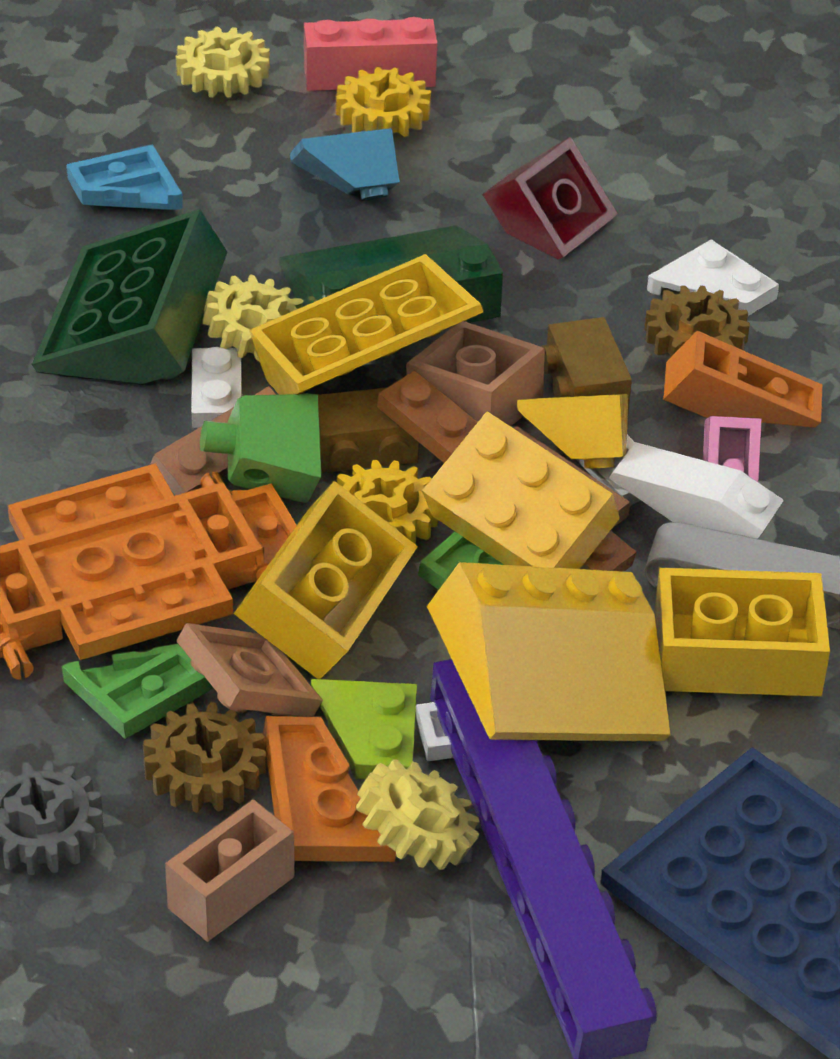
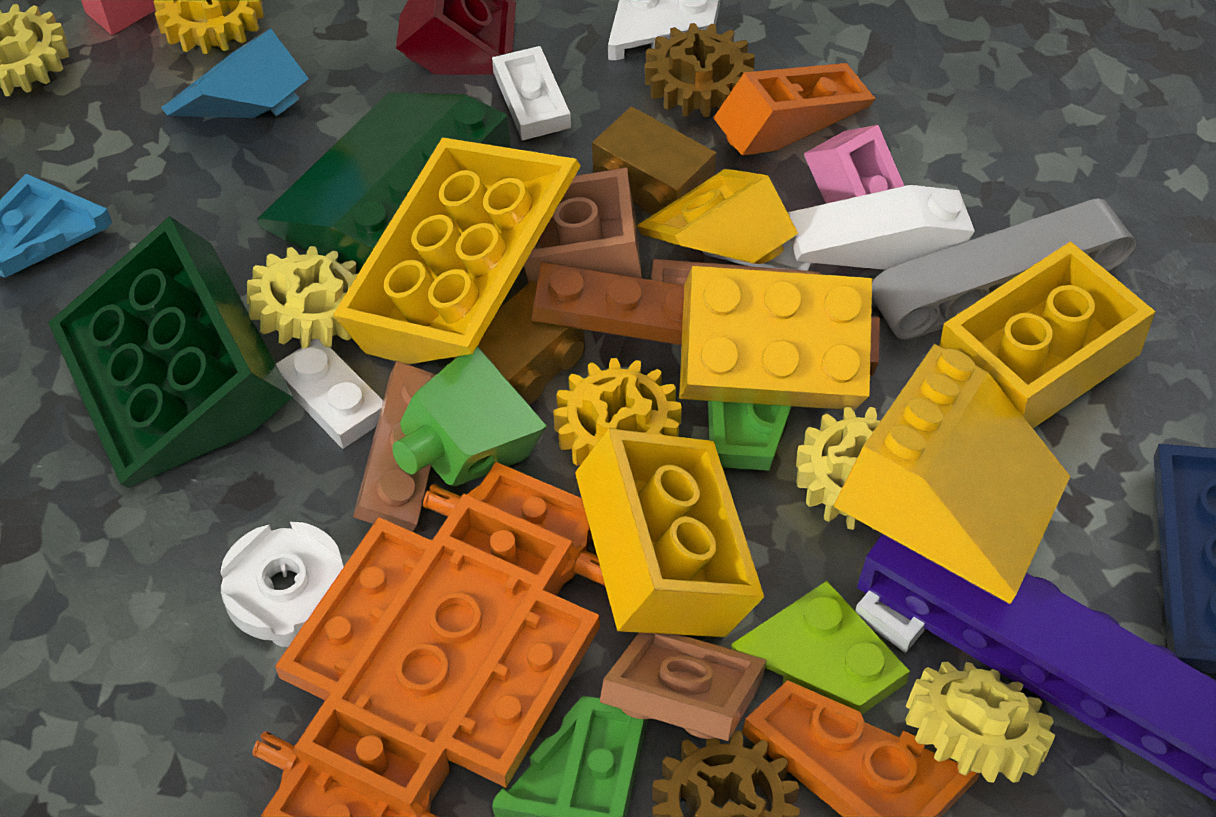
camera: 35 degrees left, 10 degrees up
(63, 451) = (262, 554): none -> white plate
(554, 277) = (531, 93): none -> white plate

